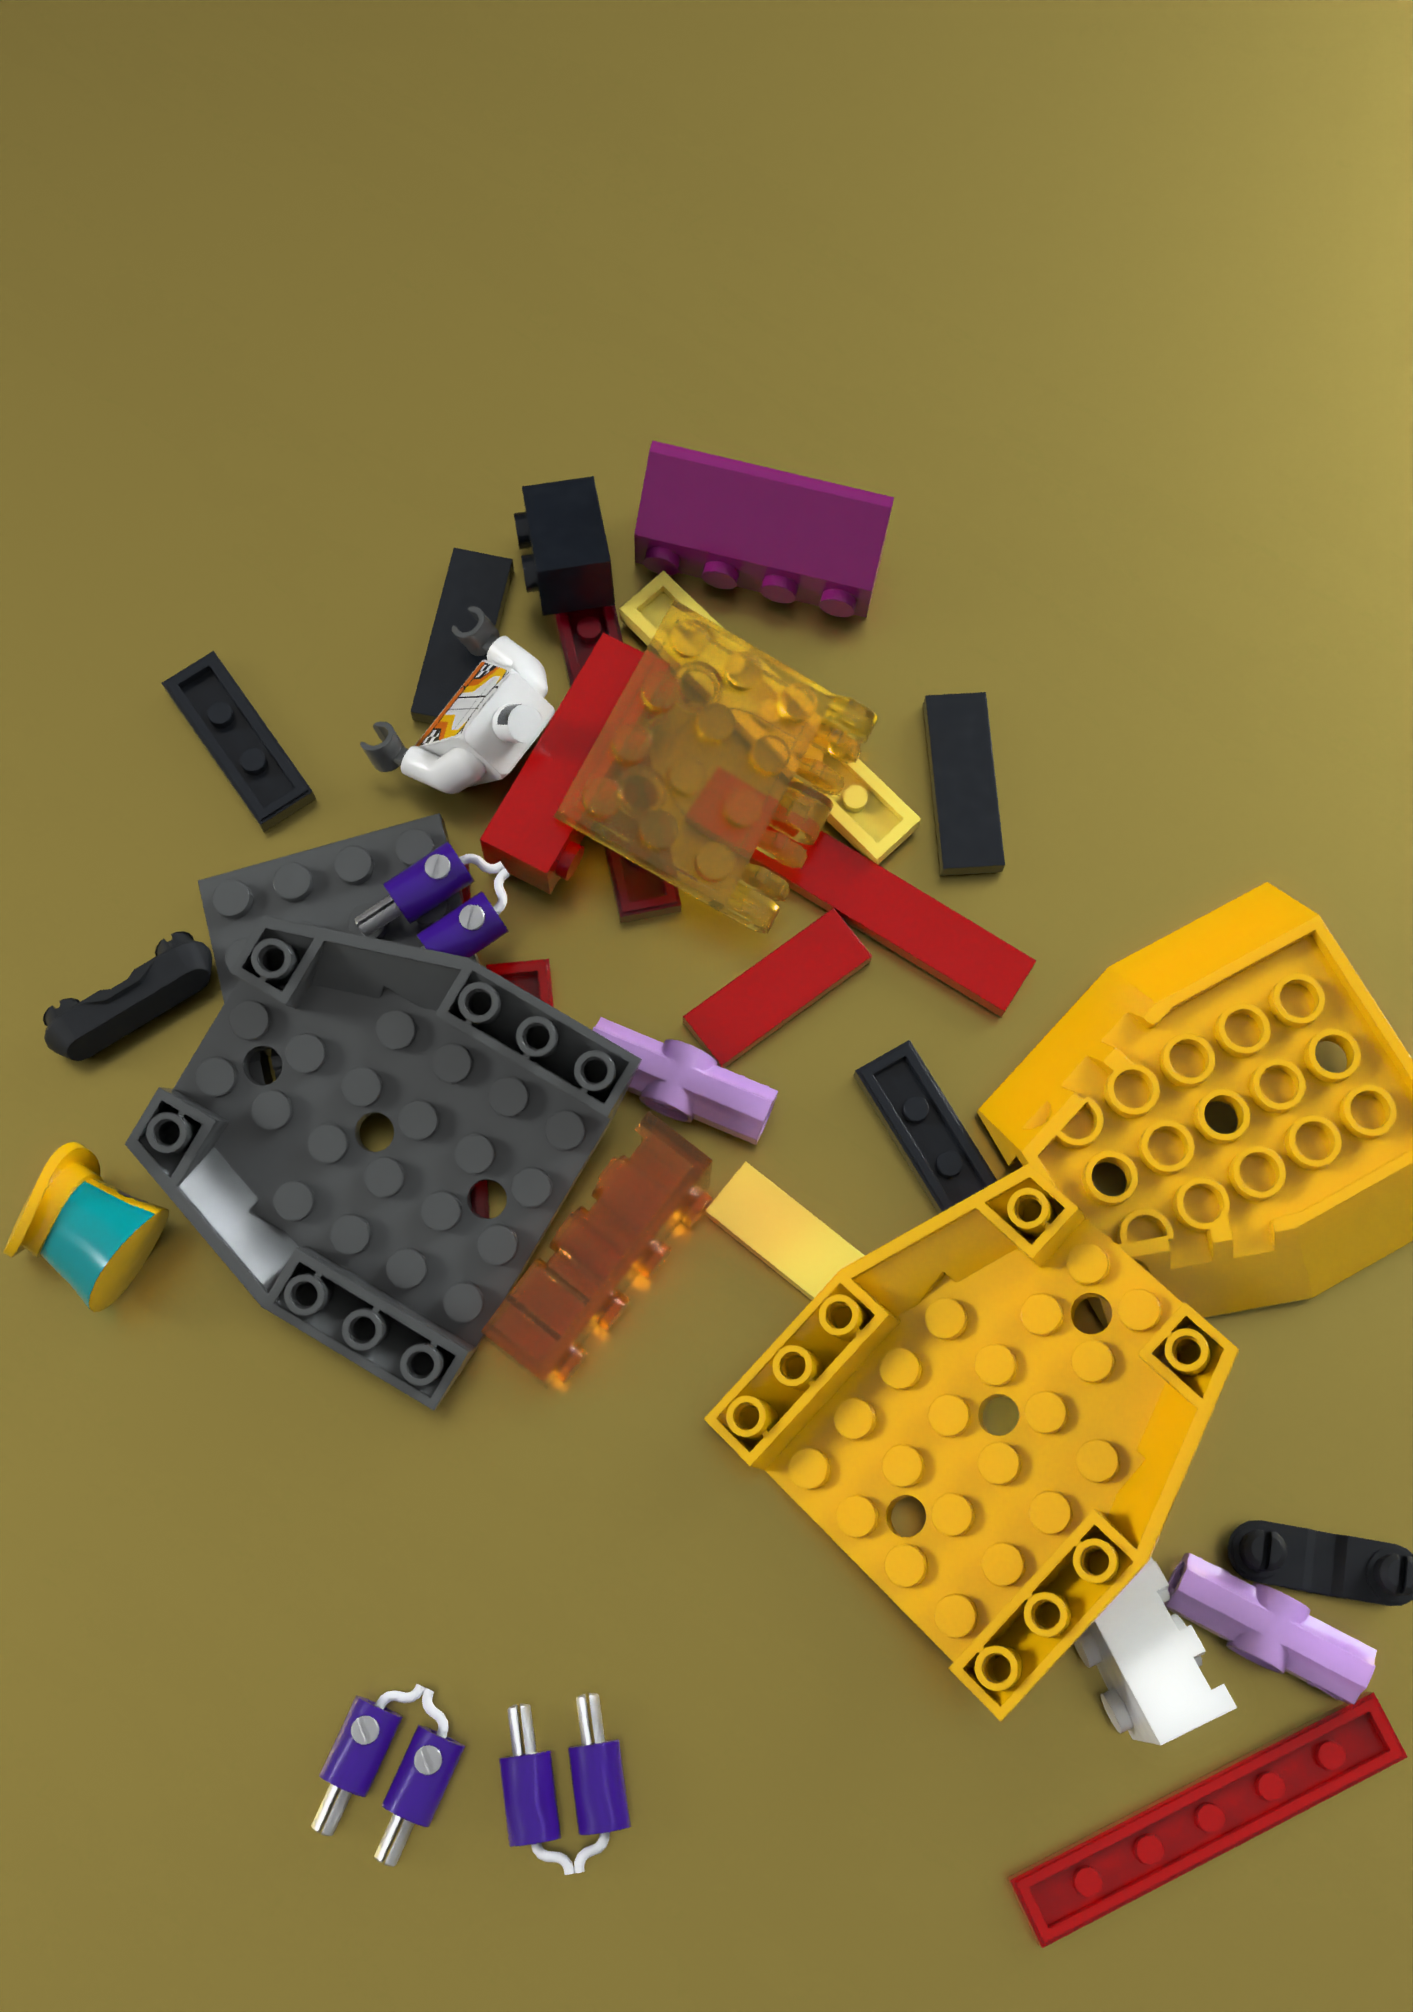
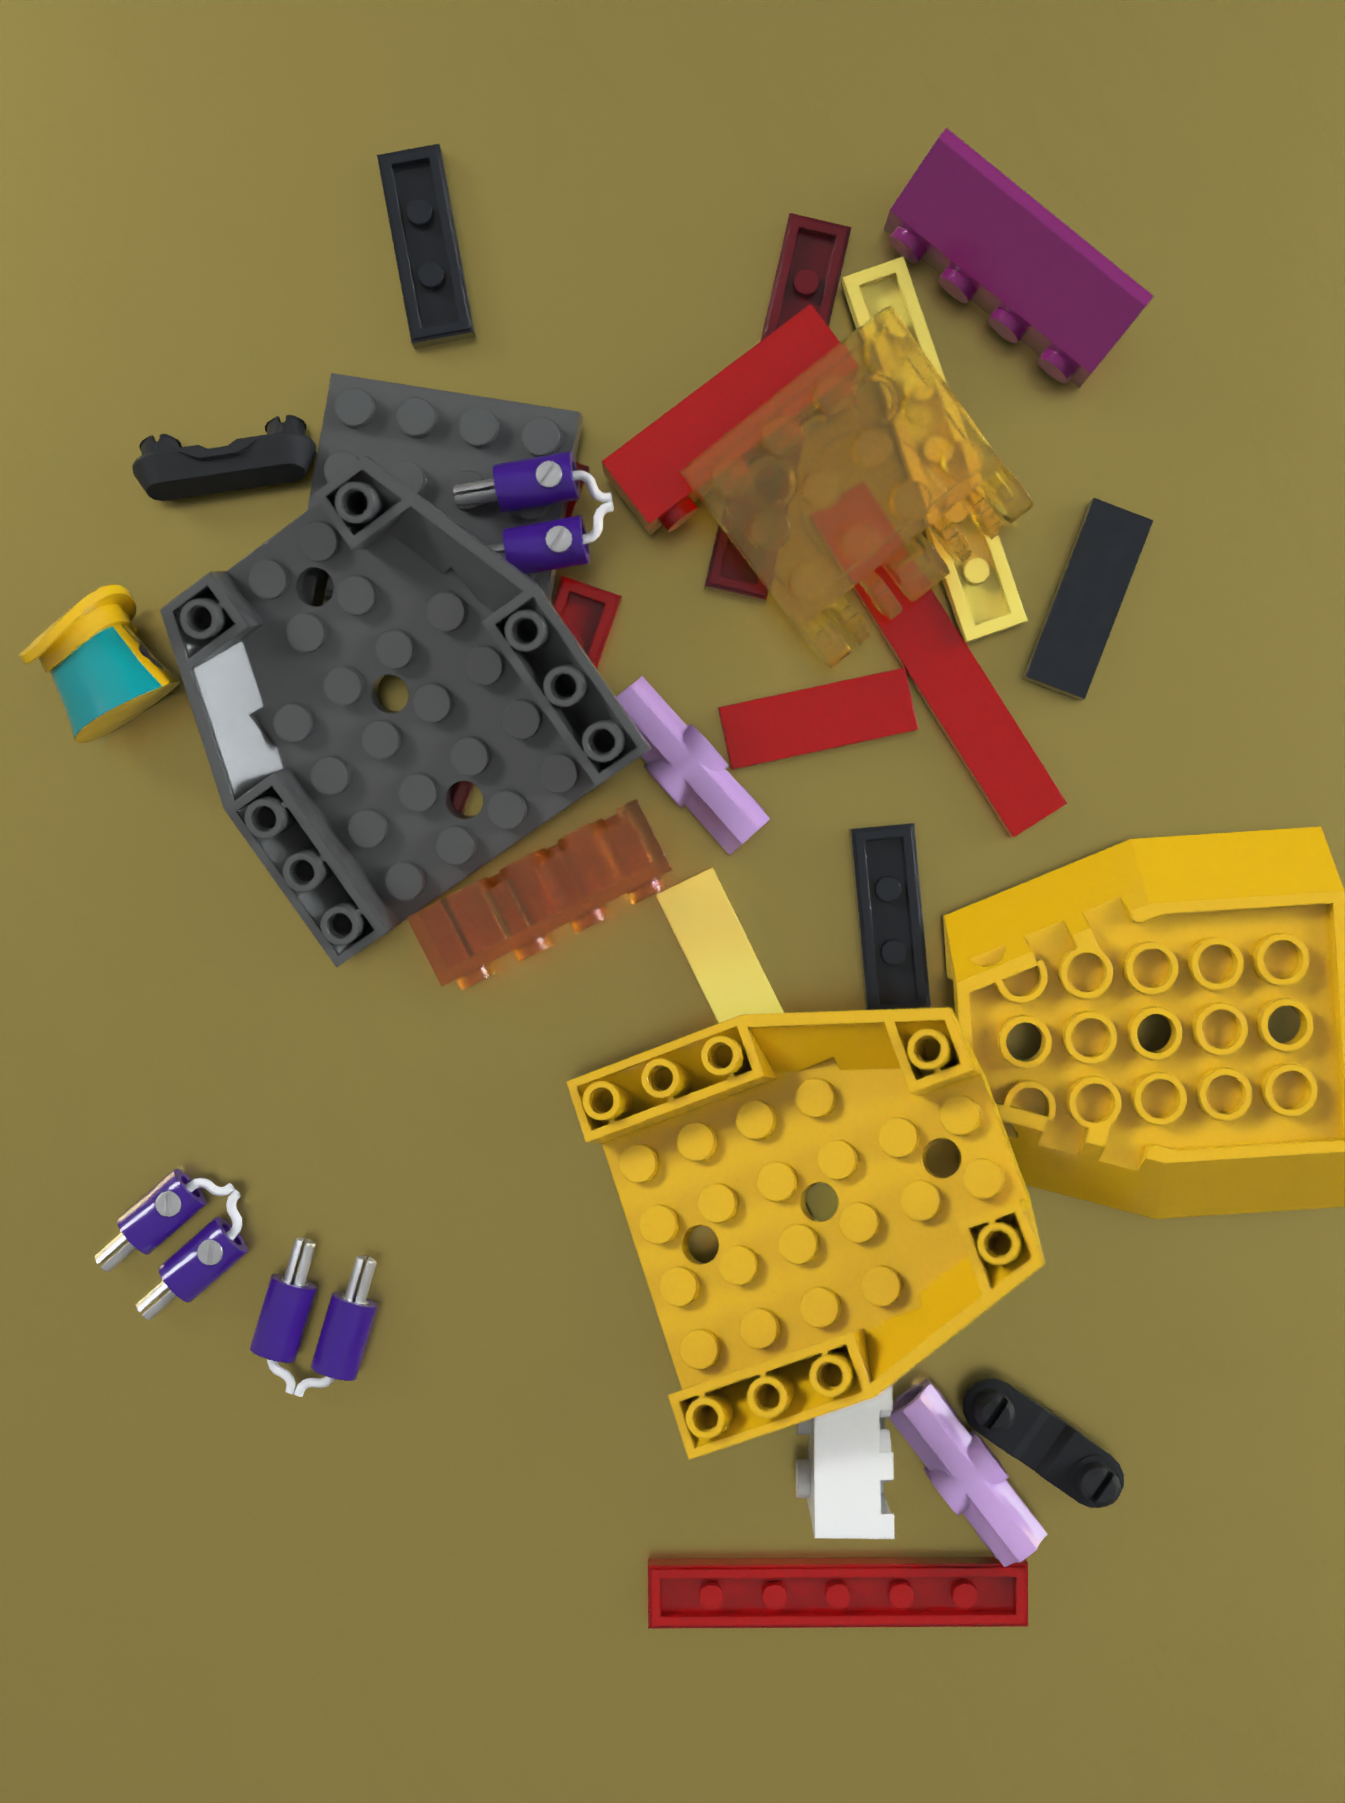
camera: 30 degrees right, 15 degrees up
(470, 581) = (682, 236): black tile -> none
(484, 723) = (661, 341): white torso -> none
(567, 546) = (820, 189): black brick -> none

